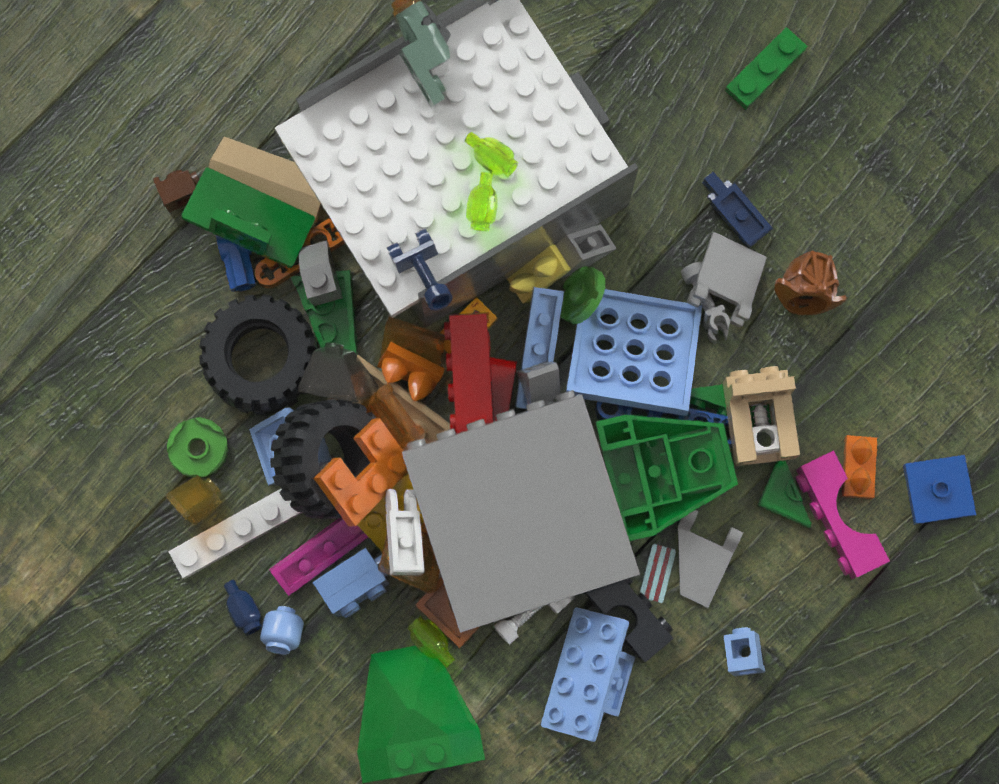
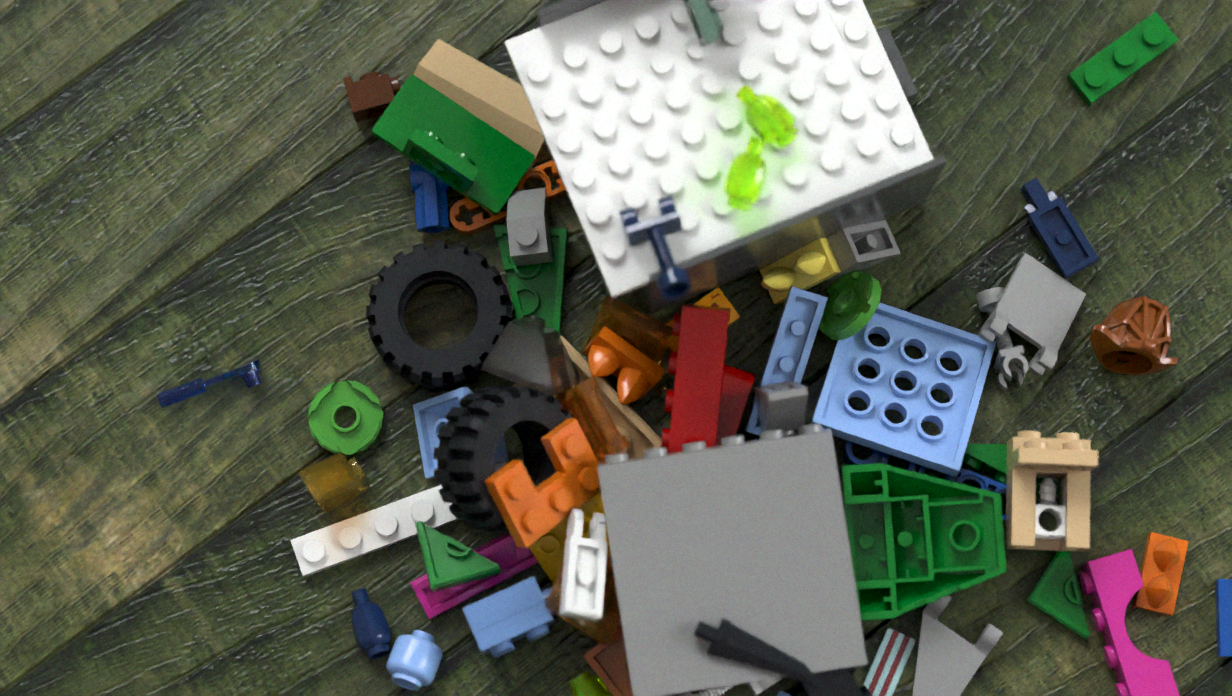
camera: 10 degrees right, 0 degrees up
(114, 424) = (248, 372): none -> clear blue piece
(298, 547) = (450, 561): none -> green tile
(538, 576) = (740, 646): none -> black bar

